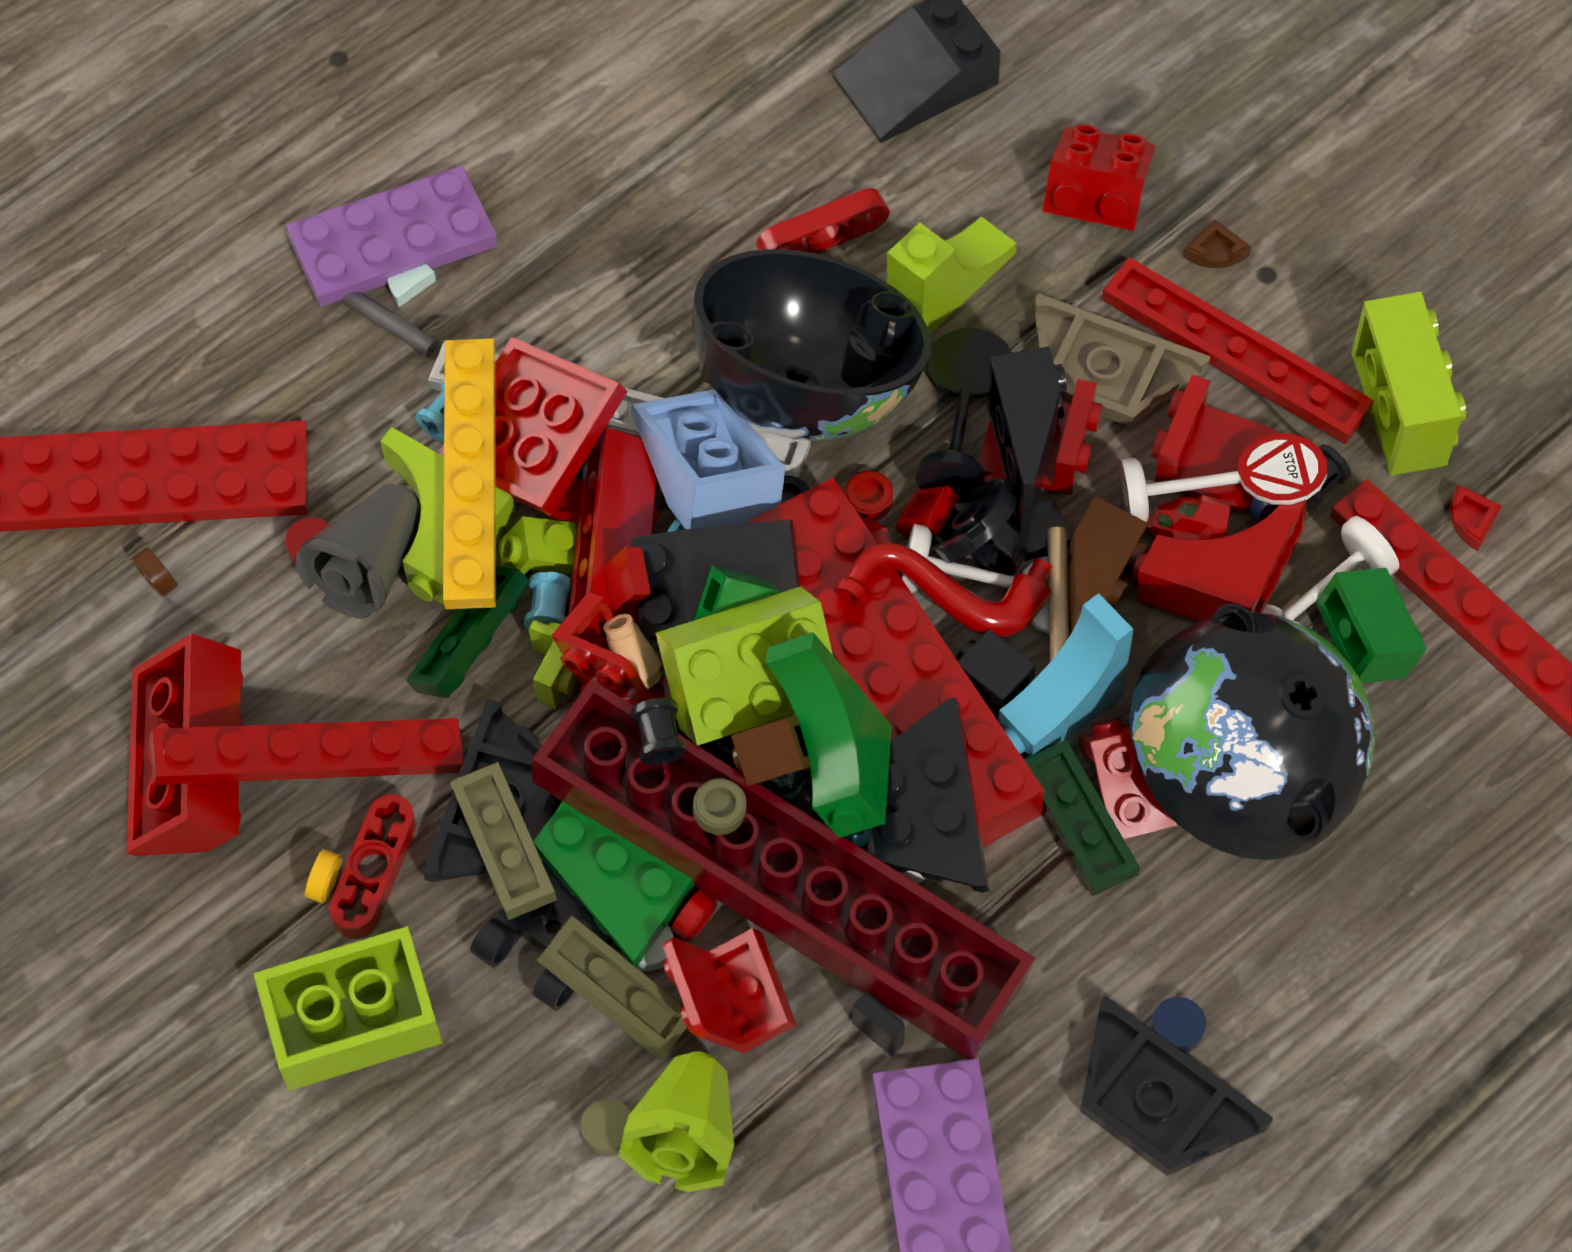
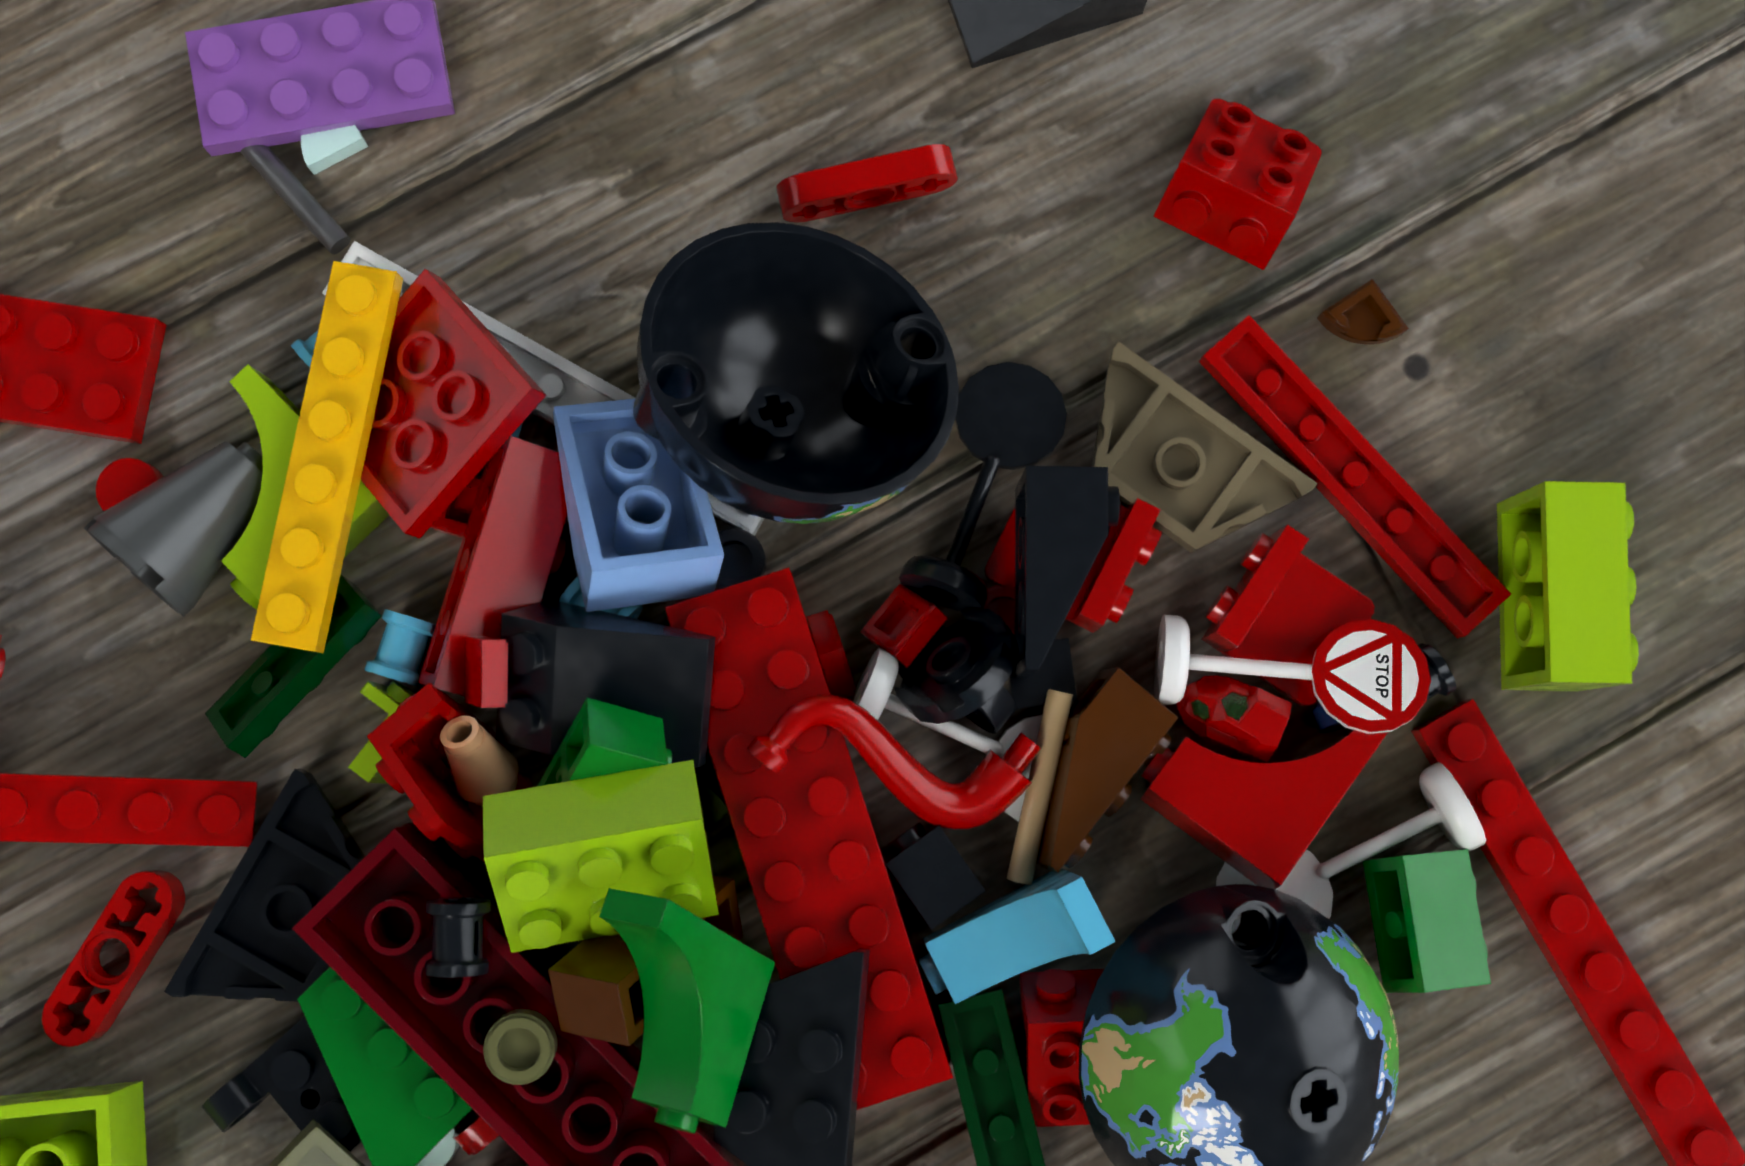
camera: 10 degrees right, 20 degrees up
(323, 876) = (45, 965): yellow tile -> none
(503, 841) = (260, 988): olive plate -> none
(540, 546) = (407, 565): lime bracket -> none
(870, 494) = (838, 577): red tile -> none
(944, 274) = (994, 291): lime arch -> none
(1472, 516) = (1592, 775): red tile -> none

